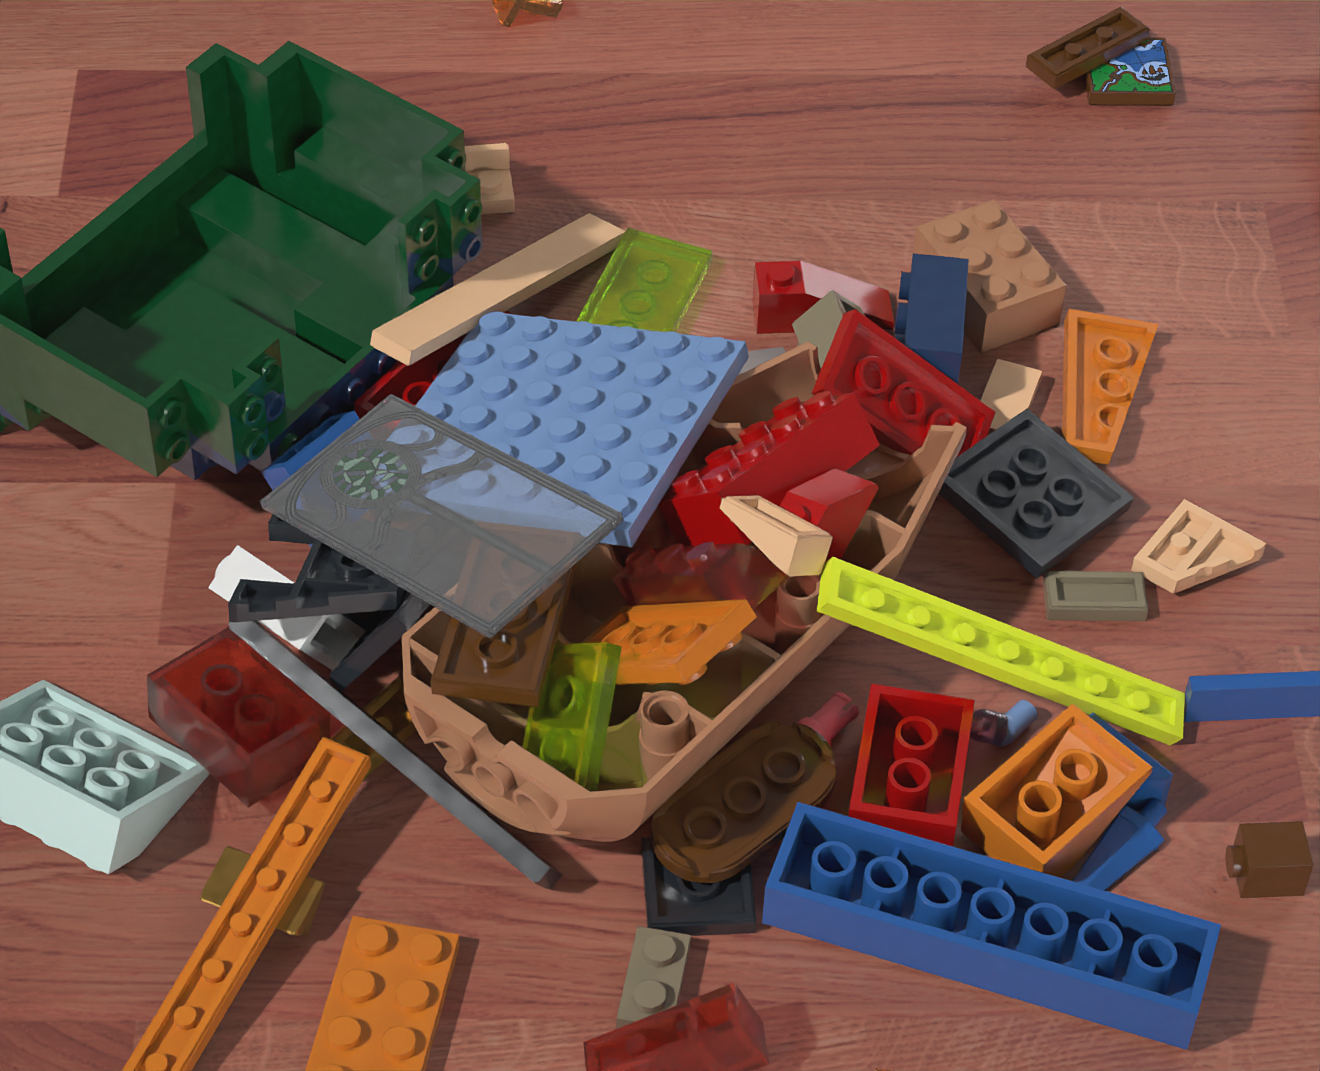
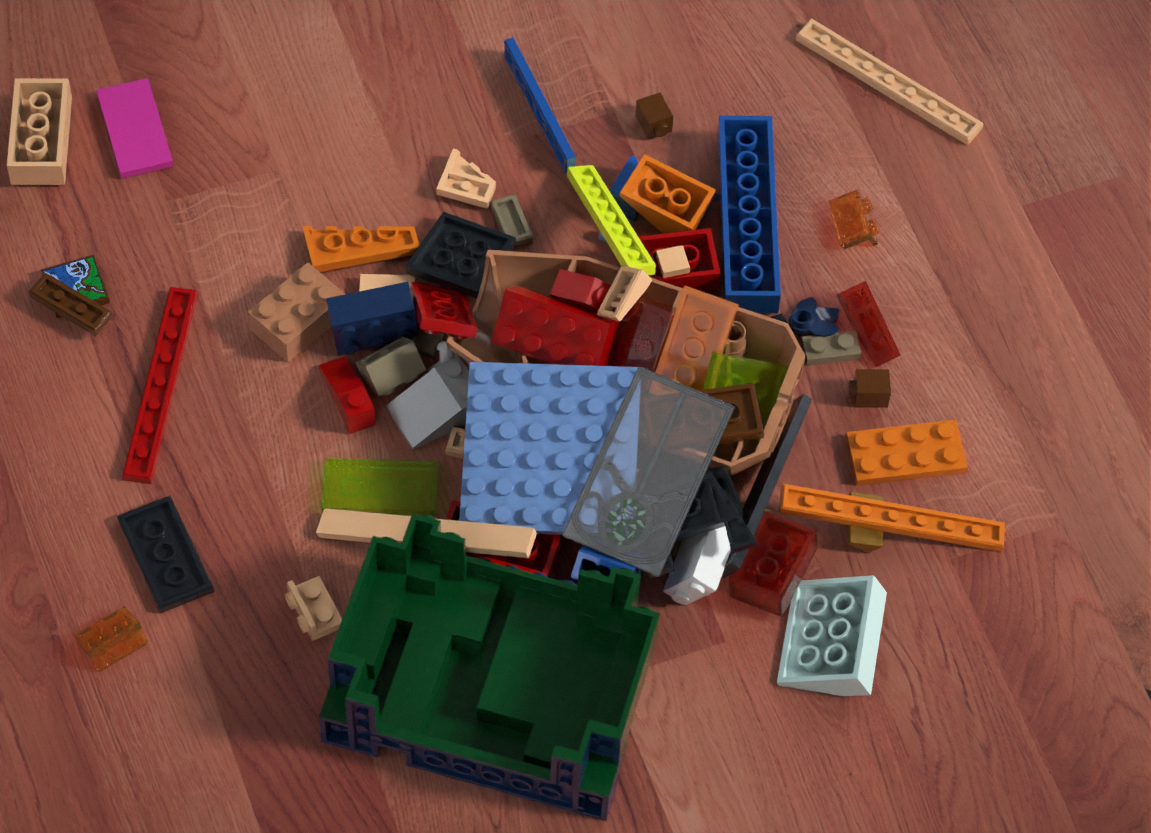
camera: 110 degrees left, 10 degrees up
(530, 1002) = (870, 388): none -> reddish brown brick
(632, 67) = (165, 554): none -> black tile
(708, 968) = (814, 319): none -> dark blue plate
(893, 735) = (672, 261): none -> light nougat tile
(924, 121) = (160, 385): none -> red tile

